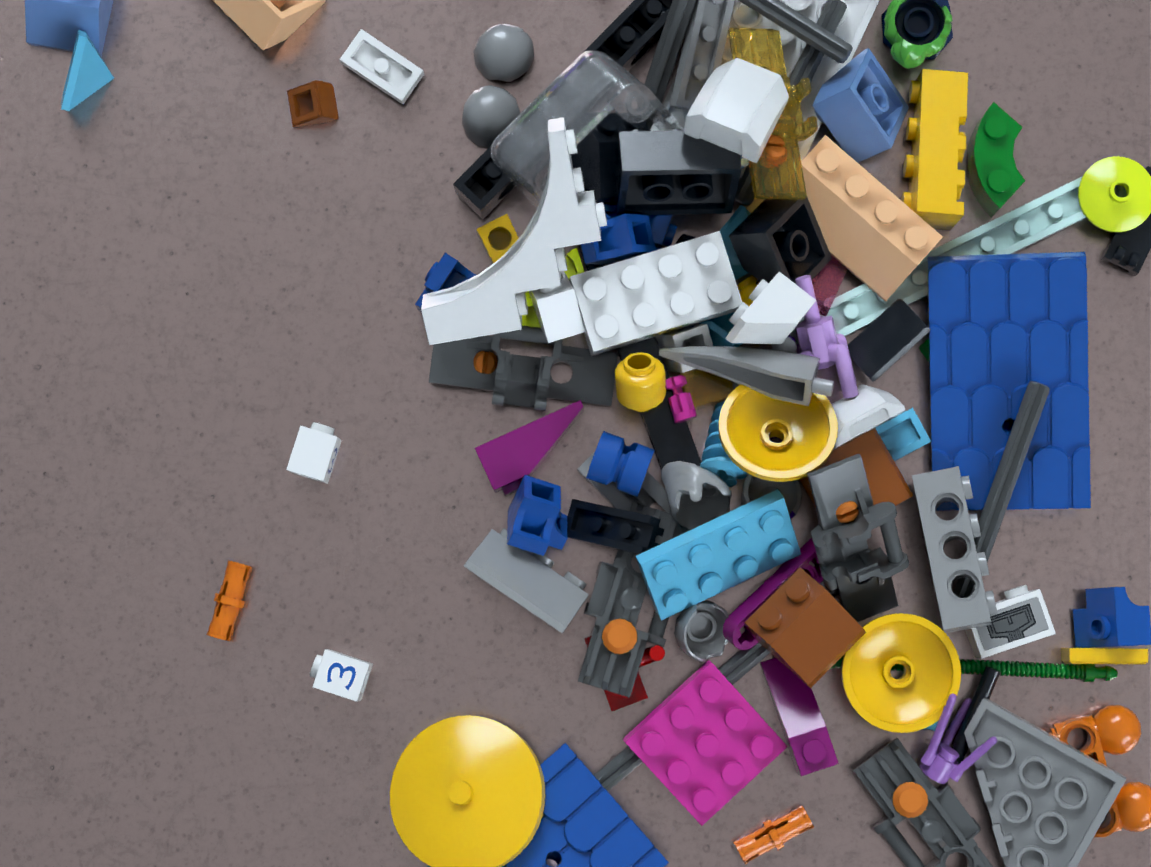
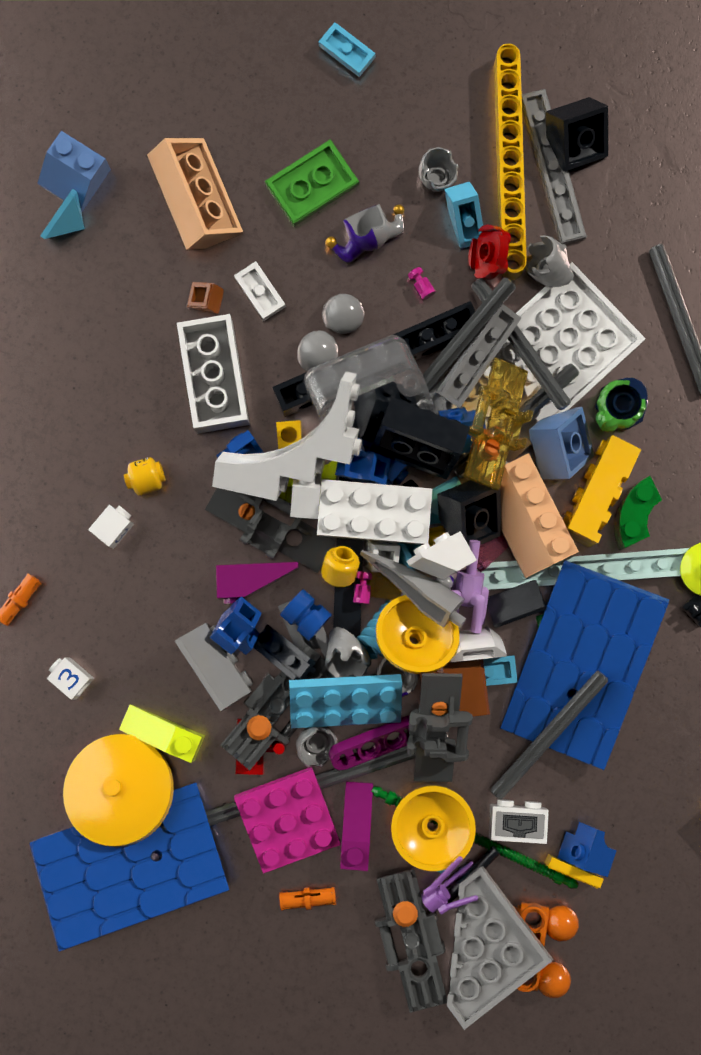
camera: 20 degrees right, 0 degrees up
(331, 370) = (144, 476): none -> yellow head
(366, 198) = (213, 373): none -> white brick
(492, 698) = (162, 733): none -> neon yellow slope
(738, 108) = (476, 413): white slope -> none
(804, 627) = (382, 772): dark orange slope -> none
(931, 491) = (501, 717): light grey brick -> none

